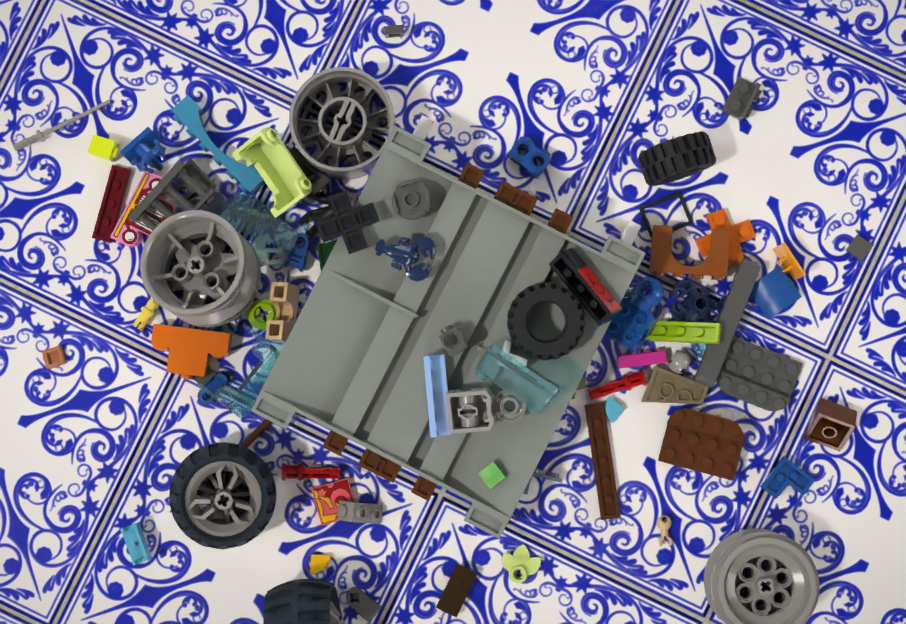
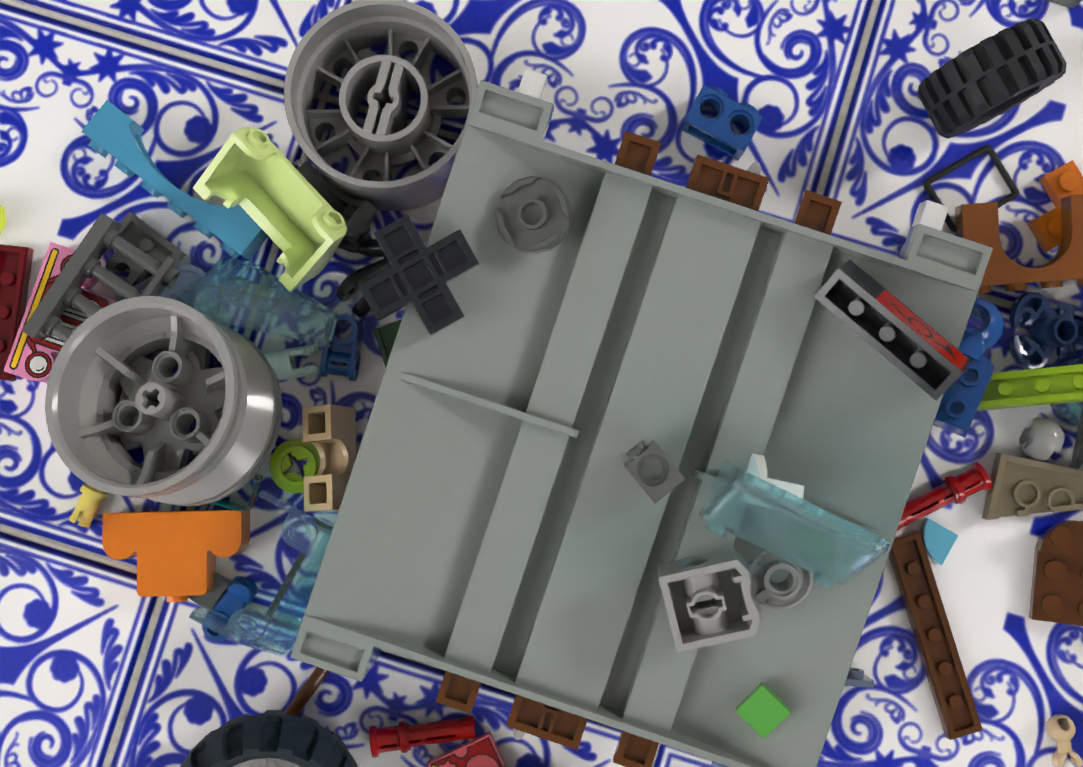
camera: 10 degrees left, 0 degrees up
(142, 148) = (44, 209): blue piece -> none
(408, 255) = (544, 320): dark blue animal -> none
(436, 394) = (638, 577): light blue fence -> none
(562, 343) = (878, 415): black tyre -> none
(645, 358) = (975, 444): dark pink piece -> none

